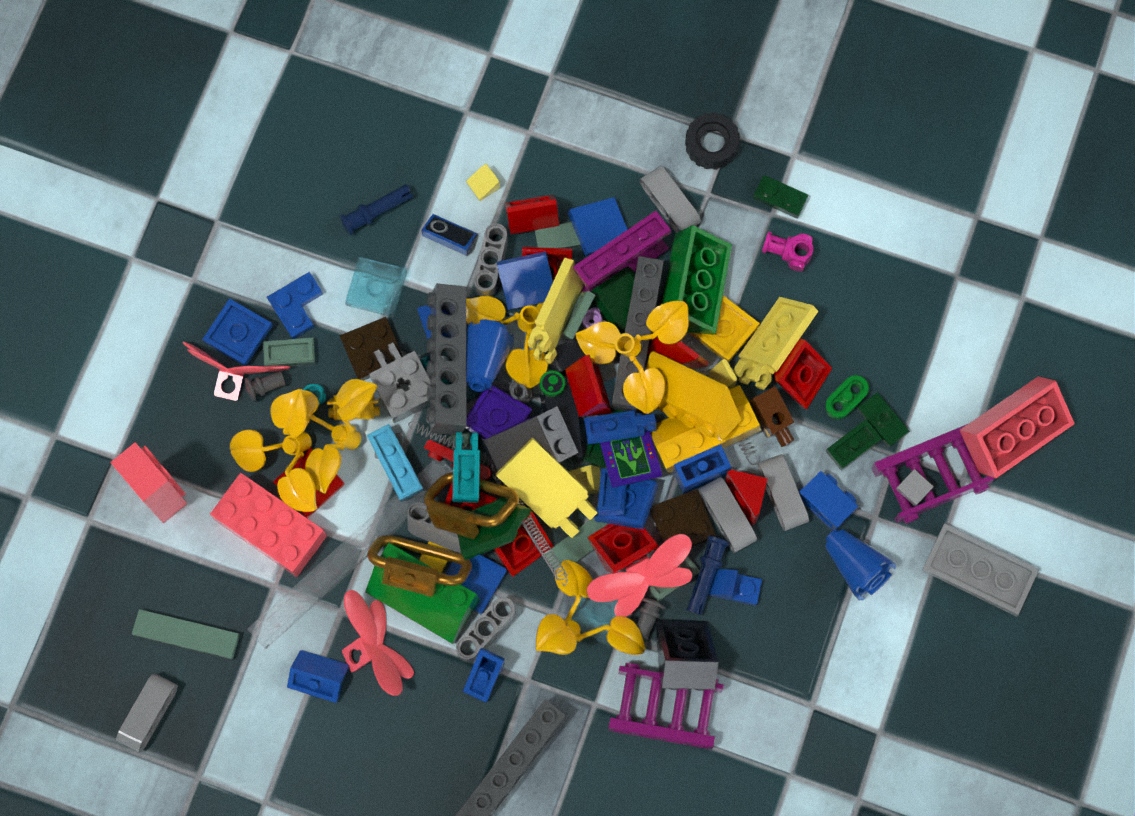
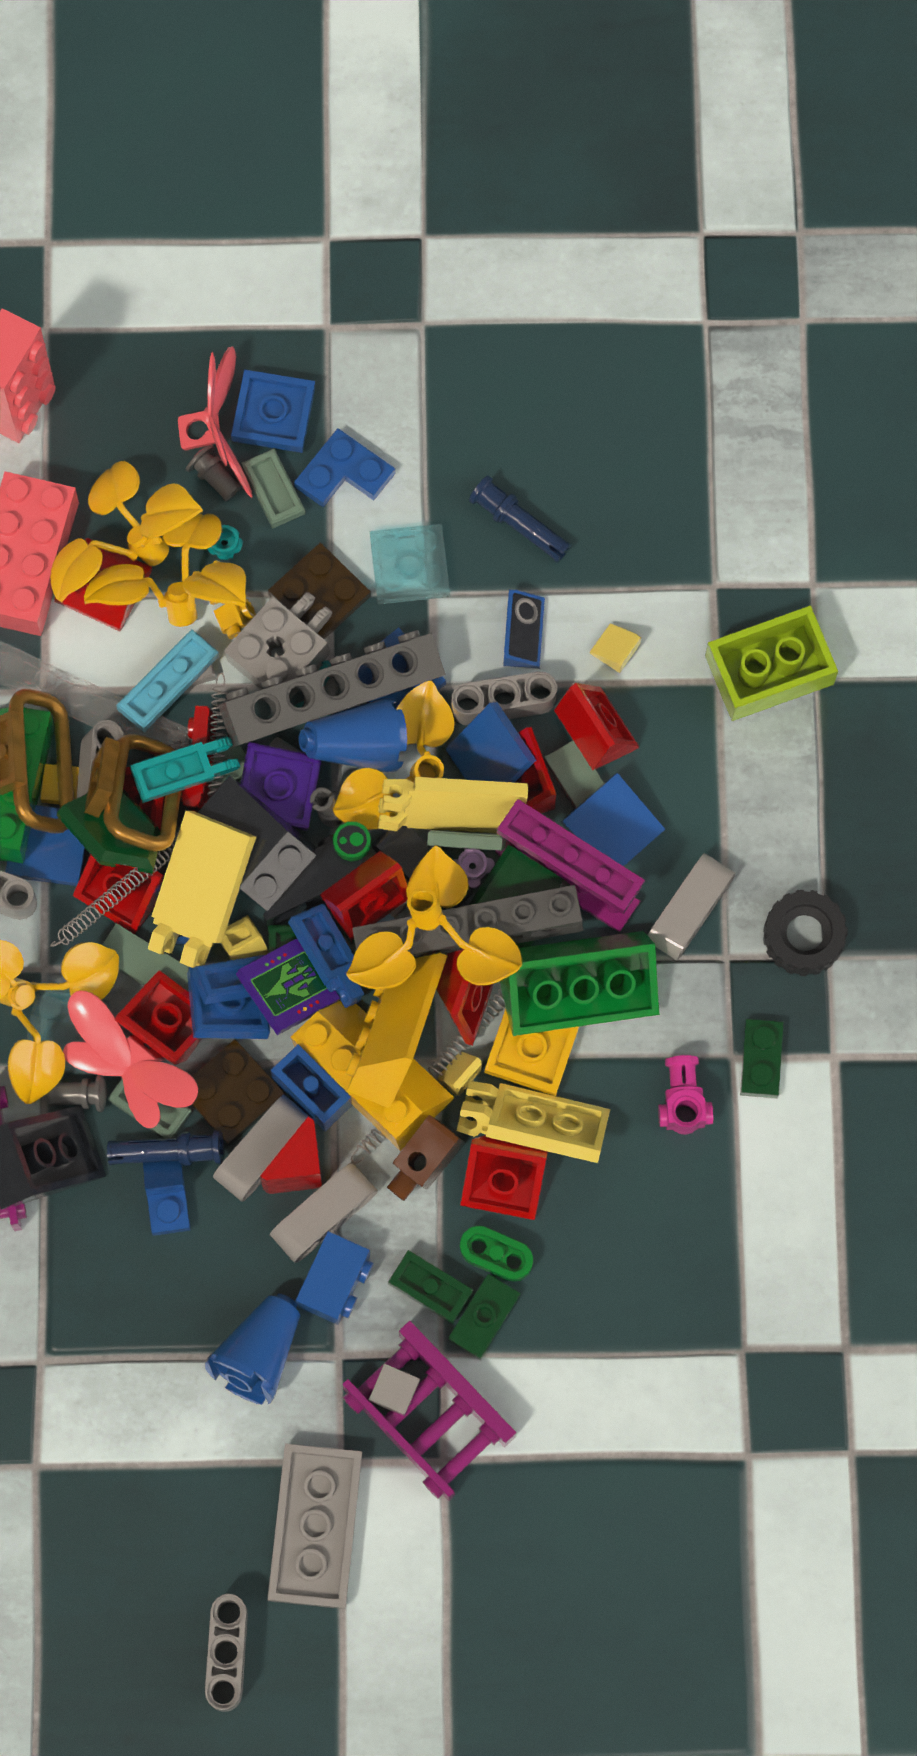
camera: 65 degrees right, 0 degrees up
(535, 93) = (771, 663): none -> lime brick
(1017, 427) = (536, 1502): coral brick -> none
(1055, 652) = (221, 1633): none -> light grey beam

